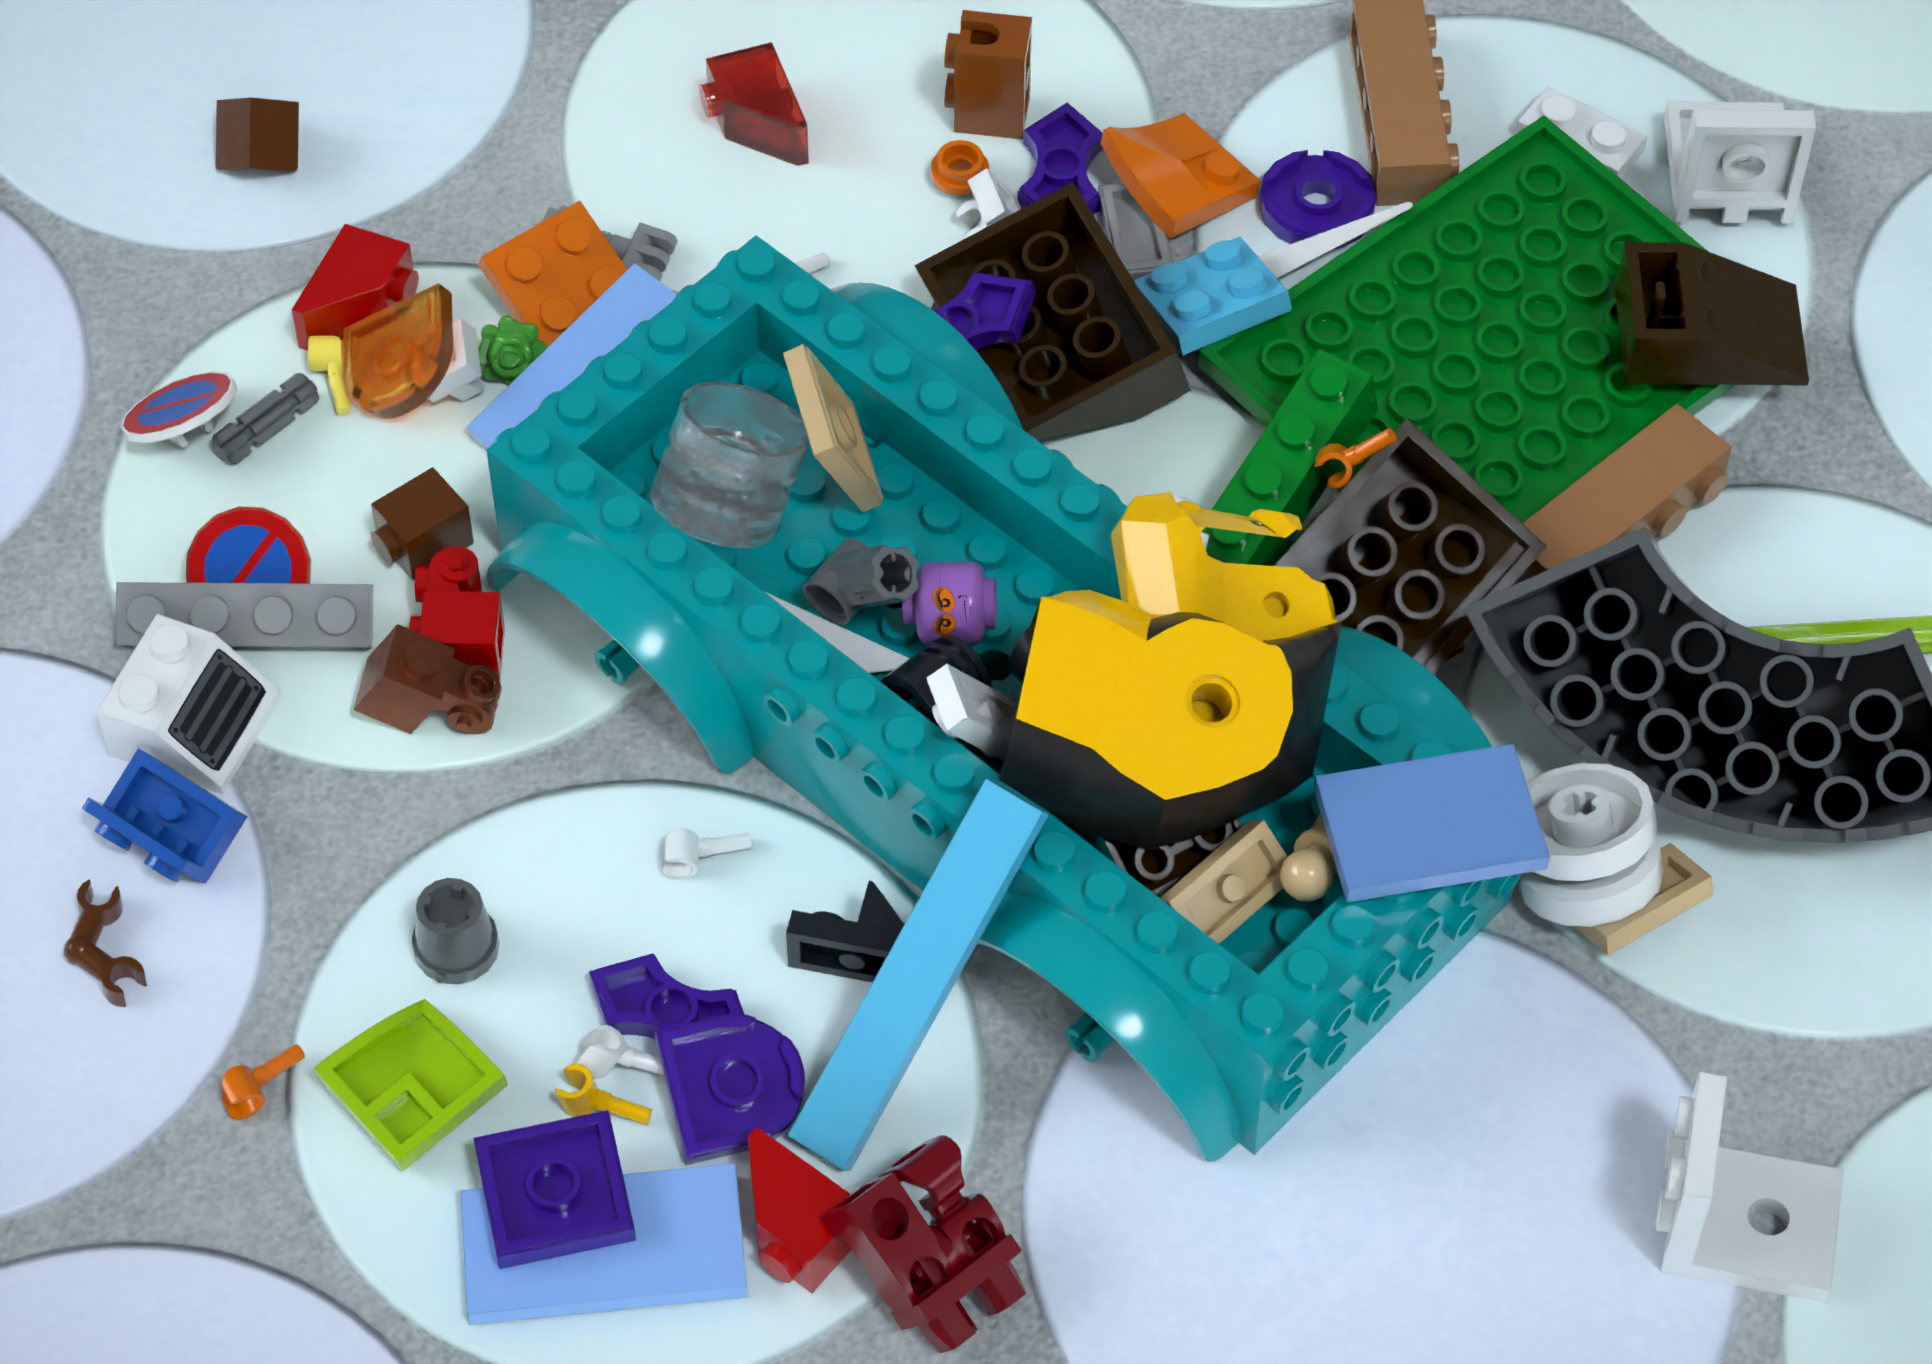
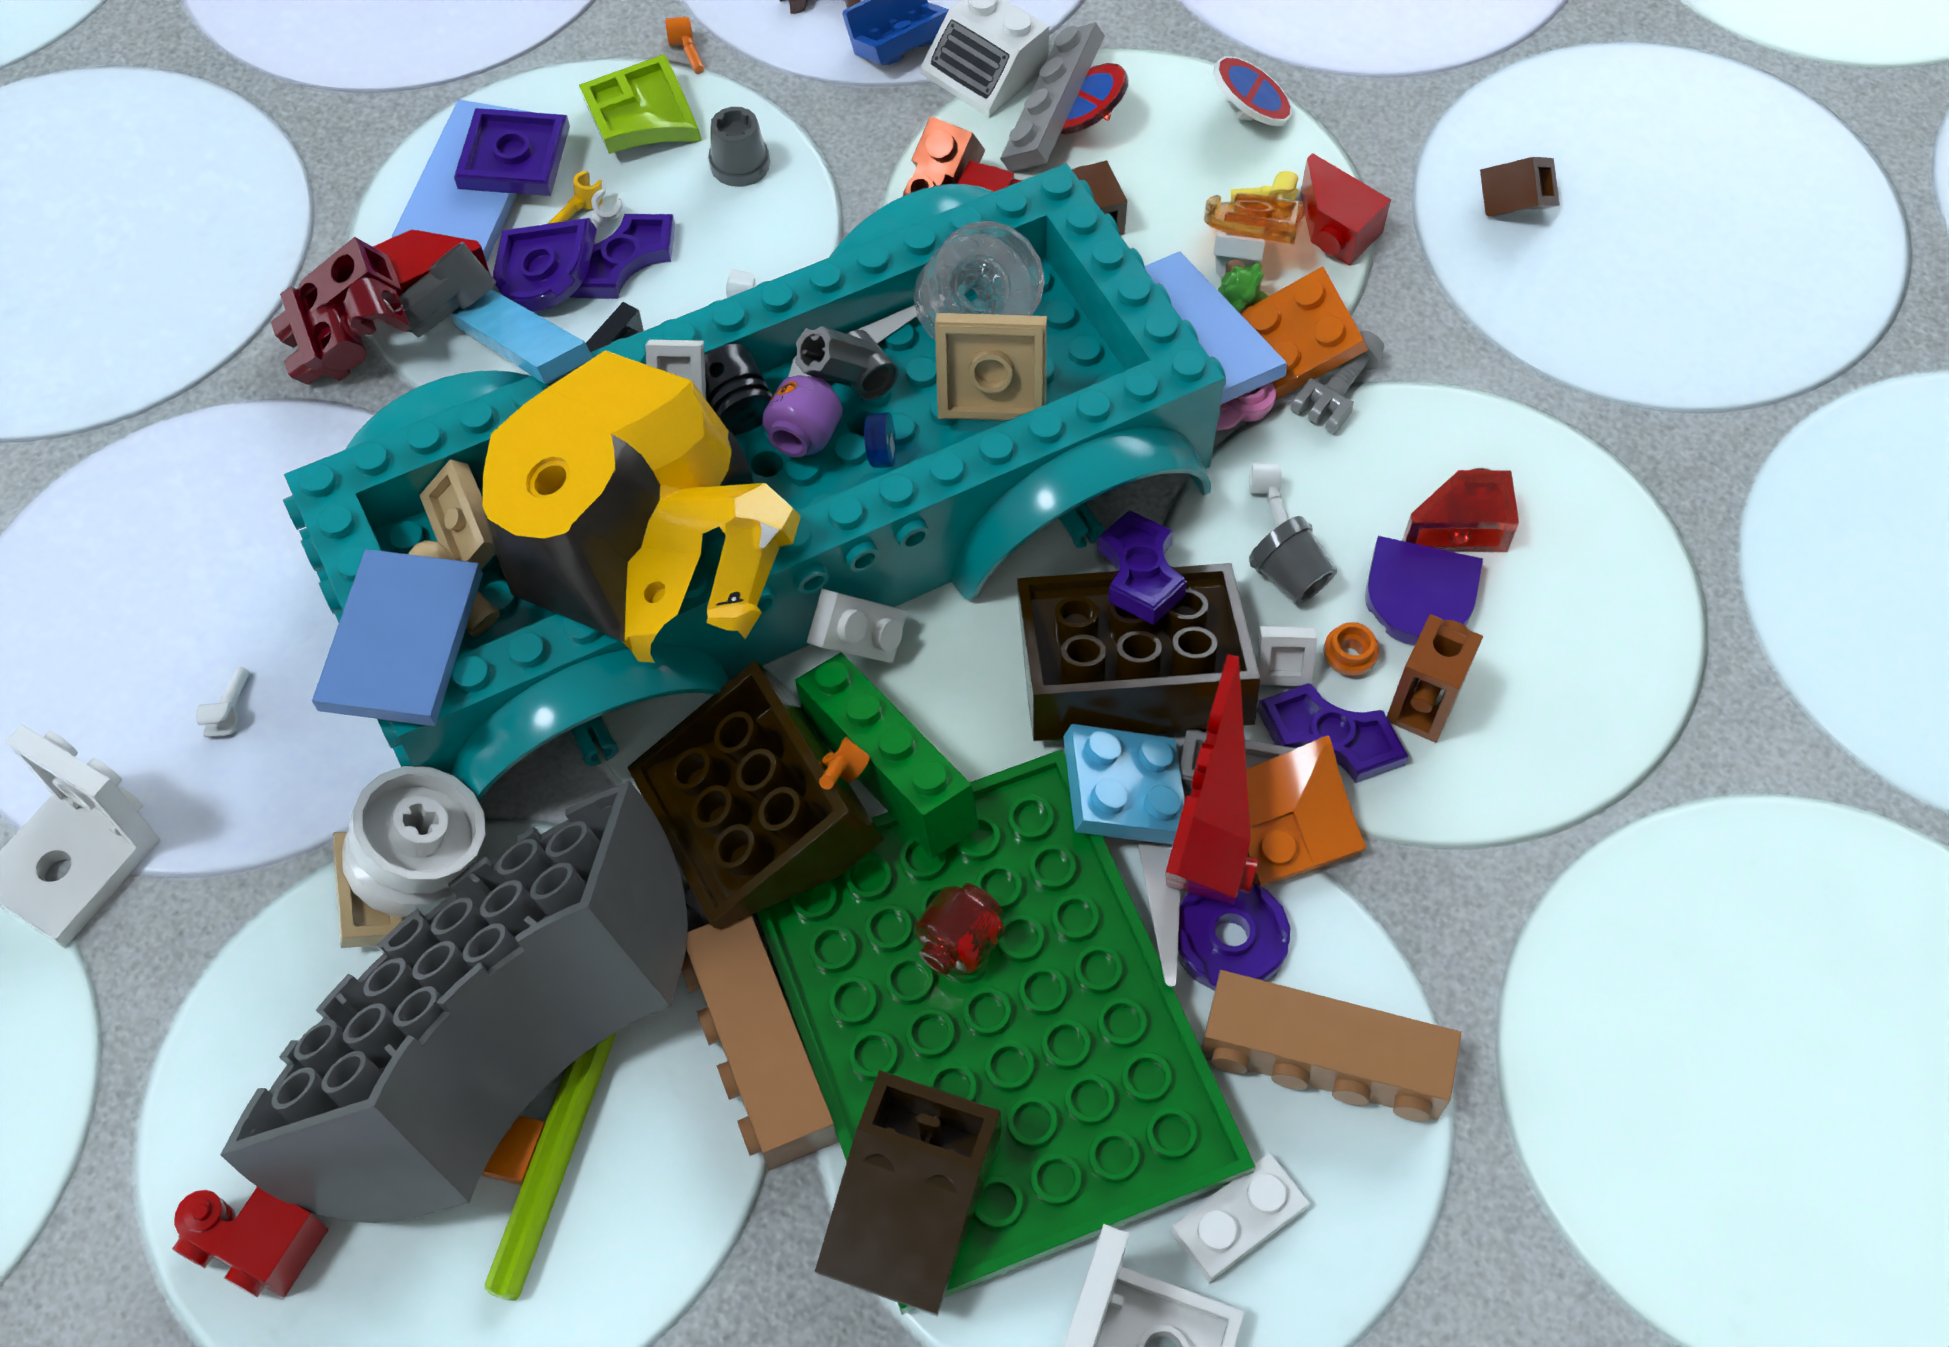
camera: 110 degrees right, 5 degrees up
(265, 418) = (1235, 146): dark grey axle -> none
(846, 1153) = (452, 283): none -> dark grey piece
(861, 131) = (1417, 581): none -> dark purple tile
(878, 226) = (1294, 560): none -> dark grey piece
(950, 526) = (880, 440): none -> clear blue tile
(1224, 191) = (1215, 819): none -> red wedge
(1445, 360) = (959, 929): none -> clear red head
(1512, 1145) = (221, 717): none -> white hand

